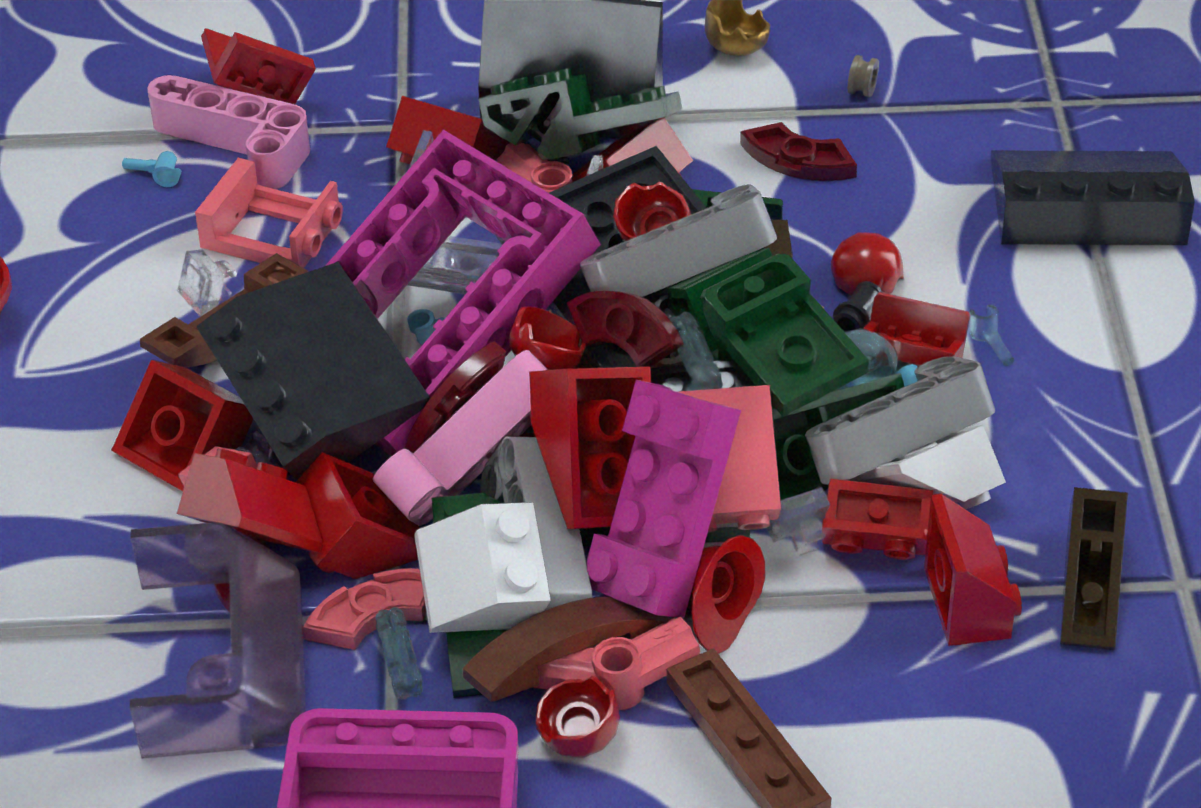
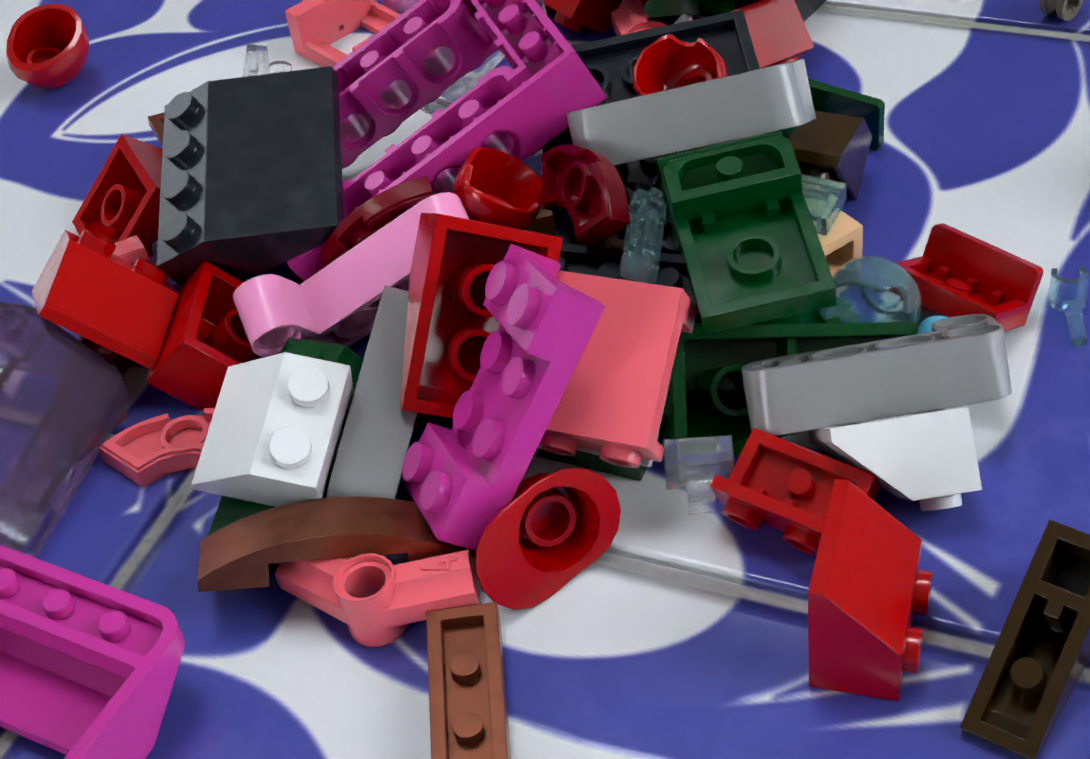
camera: 30 degrees right, 0 degrees up
(399, 653) = (169, 507): clear light blue axle -> none
(578, 717) = (289, 641): red hair -> none
(797, 154) = (947, 66): dark red tile -> none
(858, 308) = (910, 242): black pin -> none
(869, 259) = (957, 192): red hair -> none

